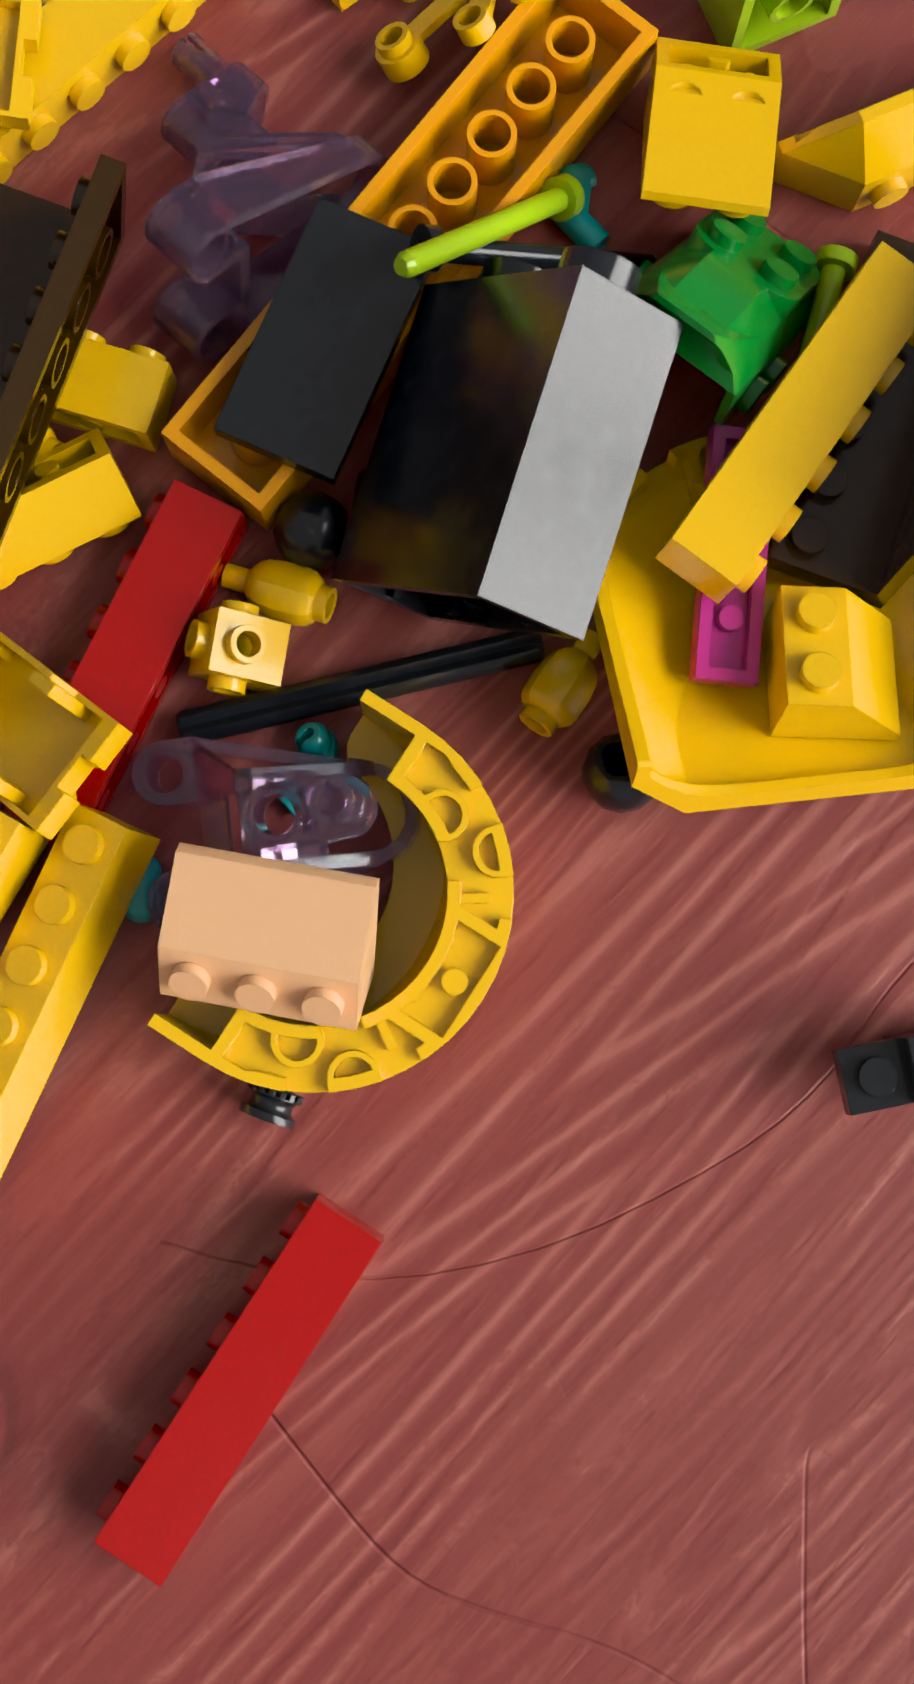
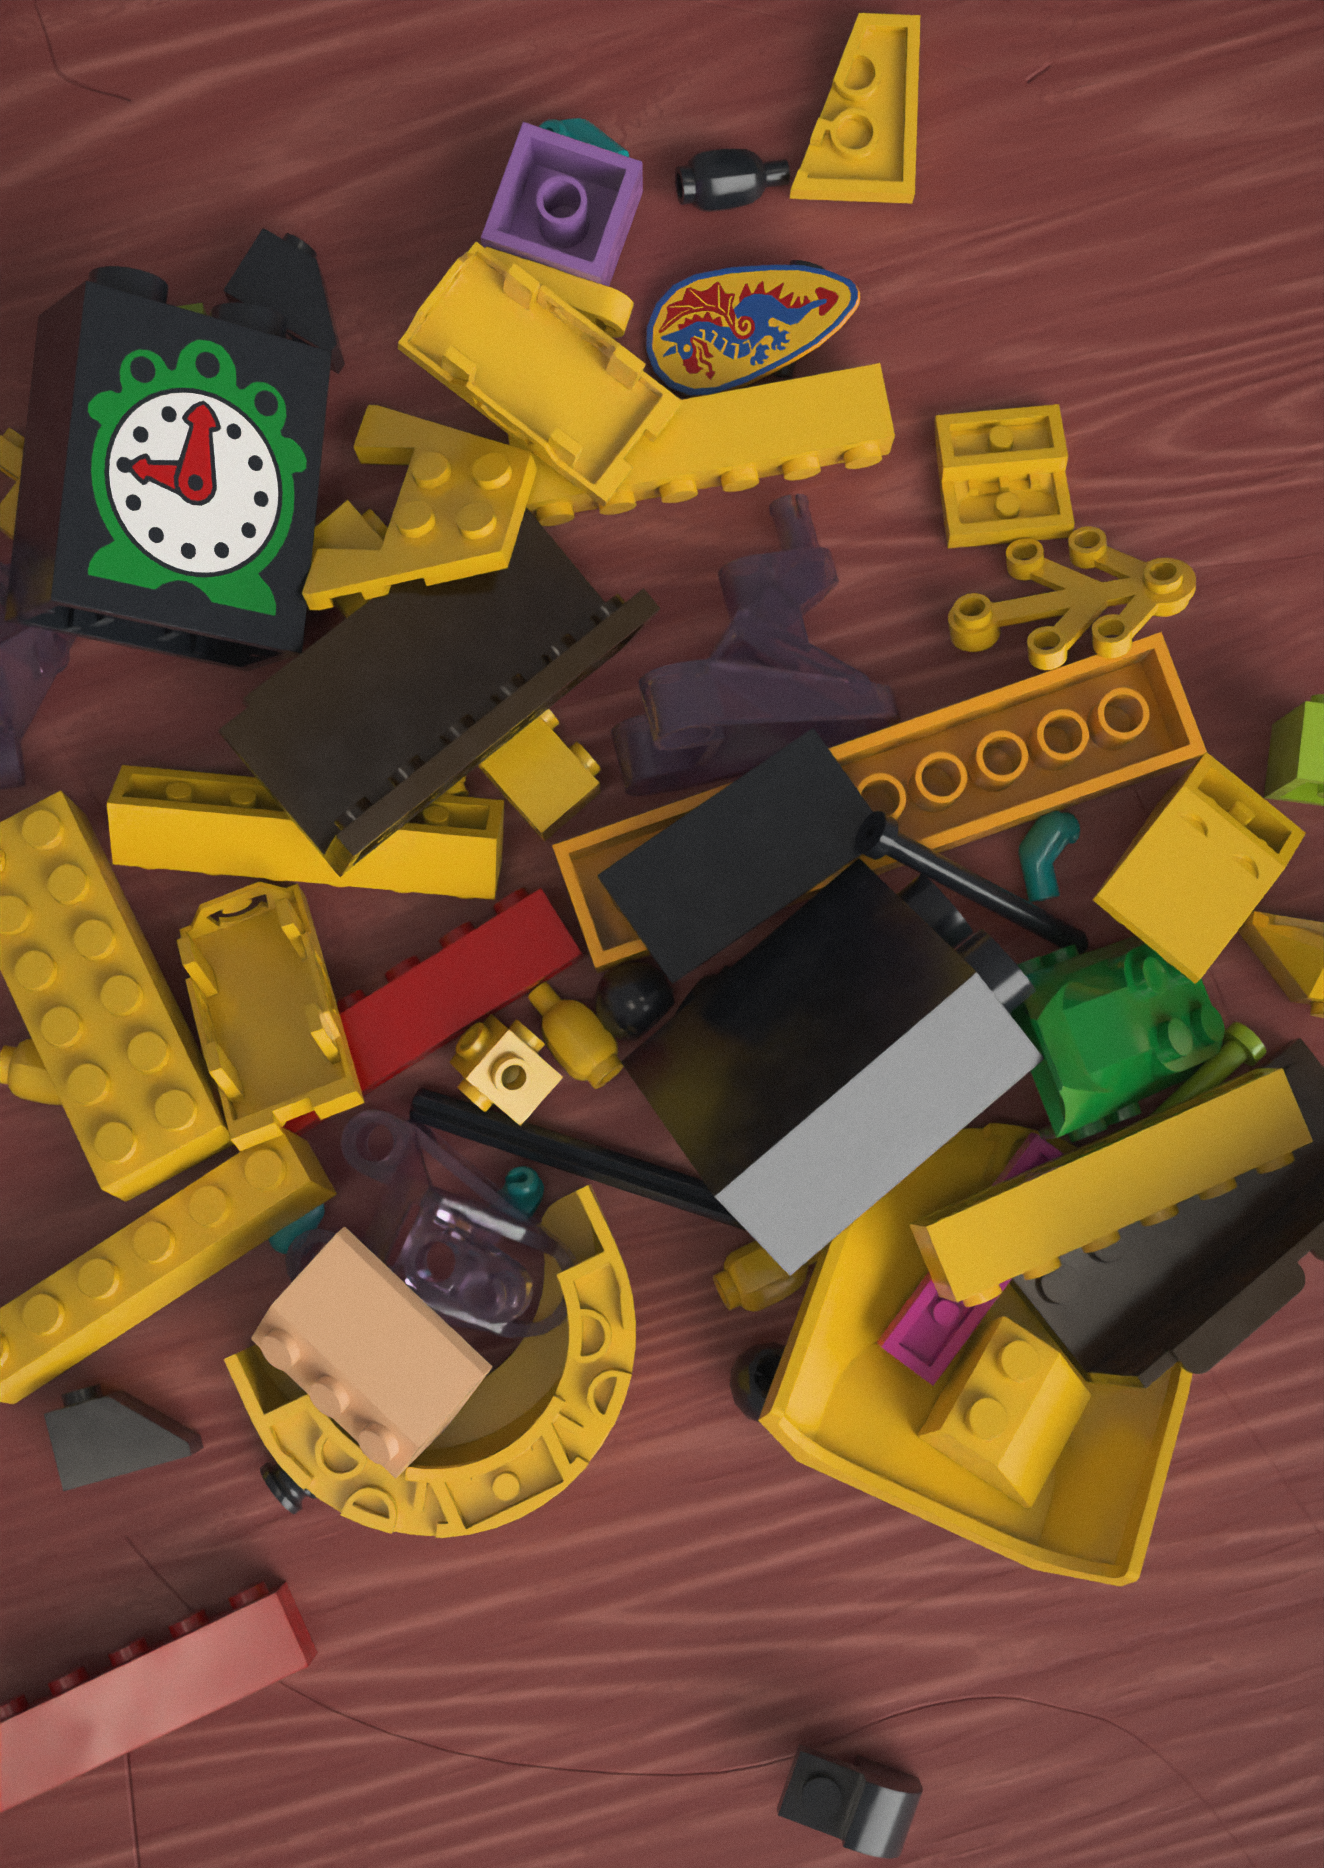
camera: 35 degrees right, 0 degrees up
(94, 1162) = (112, 1436): none -> black slope
(559, 199) = (1030, 842): lime bar -> none

